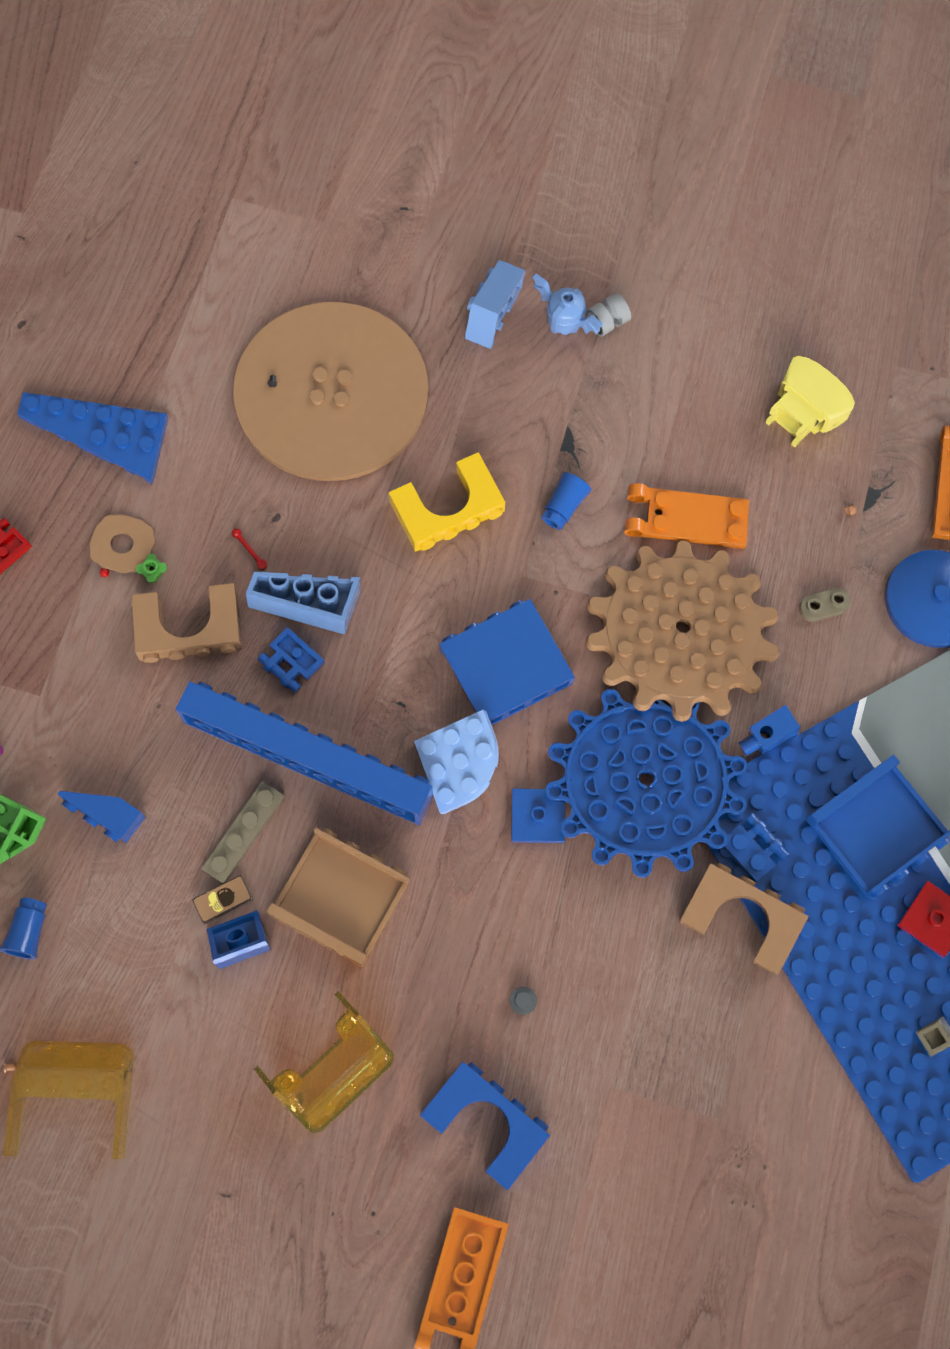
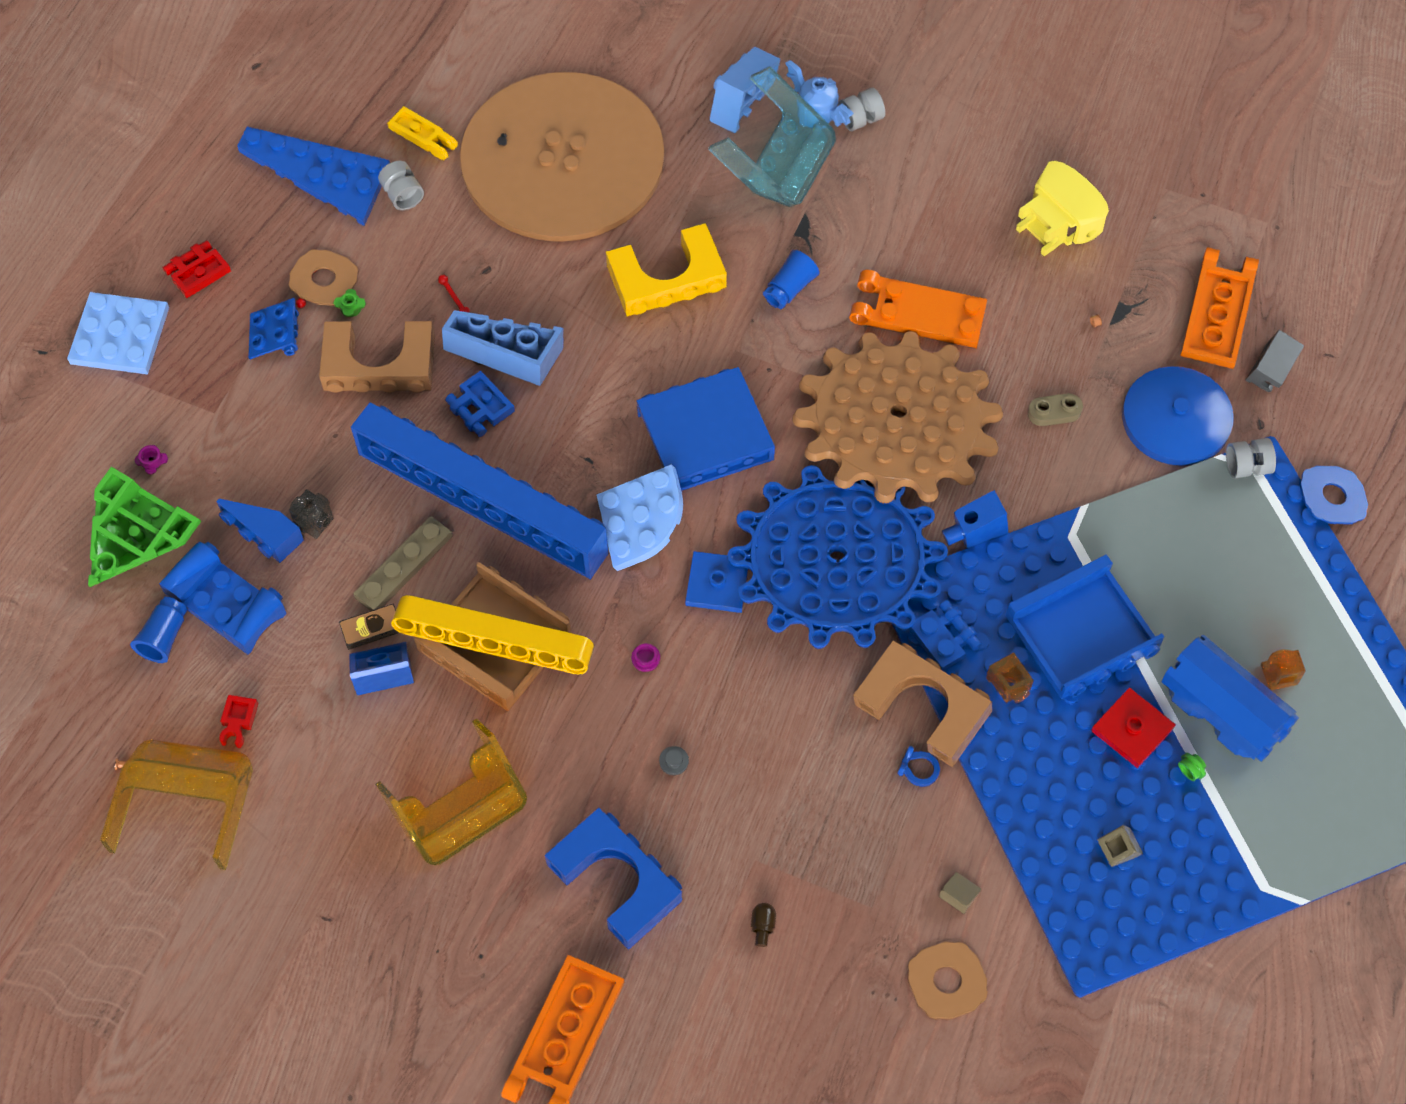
camera: 10 degrees right, 10 degrees down
(78, 887) = (222, 597): none -> blue piece
(83, 604) = (274, 329): none -> blue hinge
(111, 1006) = (237, 715): none -> red plate
(152, 801) = (311, 513): none -> clear smoke brick
(184, 442) = (401, 185): none -> light grey wheel
(193, 380) = (422, 132): none -> yellow hinge
(339, 901) = (492, 634): none -> yellow beam
(482, 900) = (645, 657): none -> magenta plate
(548, 367) = (791, 154): none -> clear light blue windscreen
(626, 1150) = (763, 923): none -> dark brown cylinder
(734, 983) = (905, 770): none -> blue piece
(773, 1182) = (939, 1004): none -> medium nougat piece
(799, 1097) = (959, 892): none -> dark tan slope
(823, 878) = (1010, 670): none -> clear orange brick

